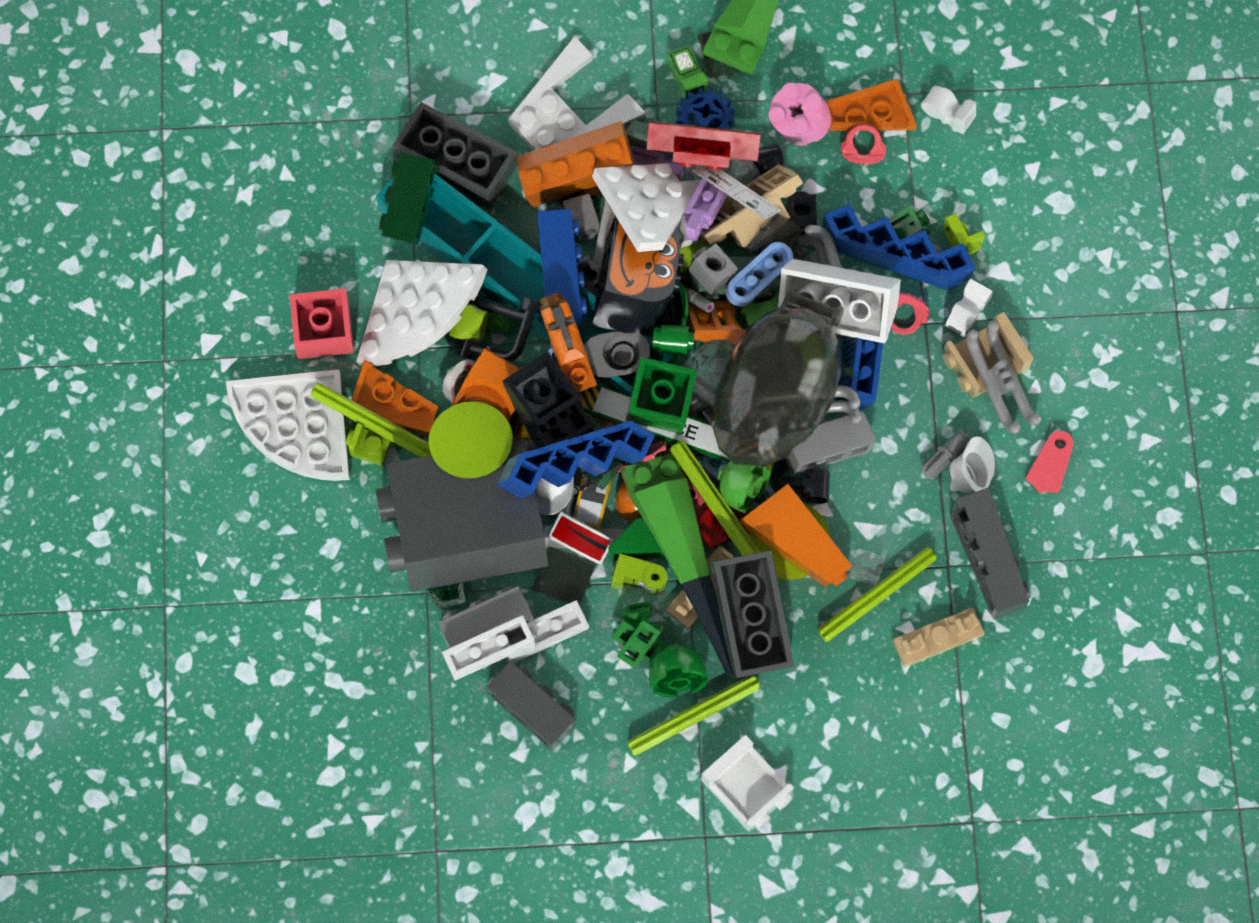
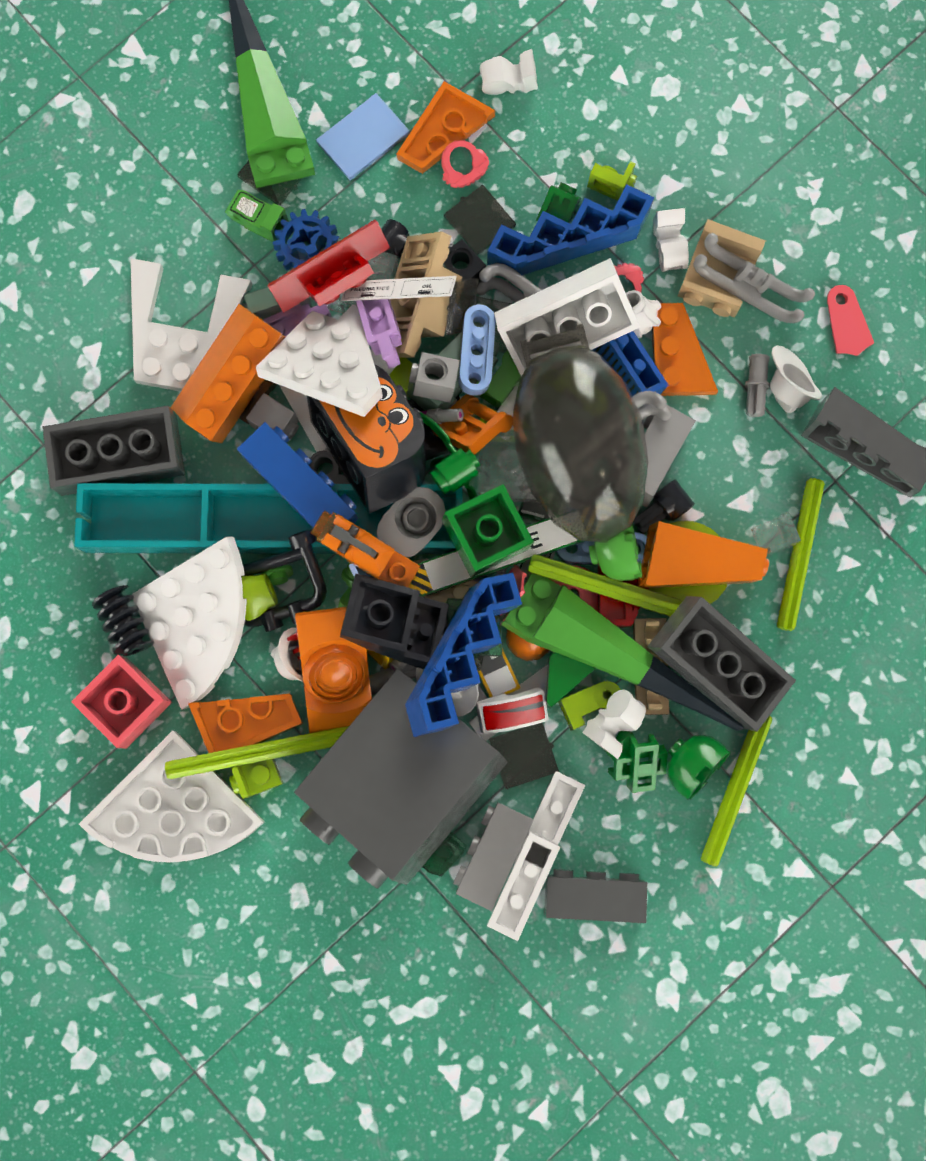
camera: 35 degrees left, 10 degrees up
(363, 271) = (120, 622): none -> black piece
(408, 198) = (107, 528): dark green wedge -> none
(470, 439) = (351, 709): lime sticker -> none
(650, 594) = (621, 714): none -> white leg
(747, 785) = (835, 813): white panel -> none
(786, 111) = (374, 167): bright pink brick -> none
(818, 69) = (363, 136): none -> light blue piece
(844, 188) = (478, 219): none -> clear smoke piece
(900, 340) = (645, 312): none -> white rock
(906, 391) = (680, 354): none -> orange wing
(938, 637) = (880, 550): tan plate -> none

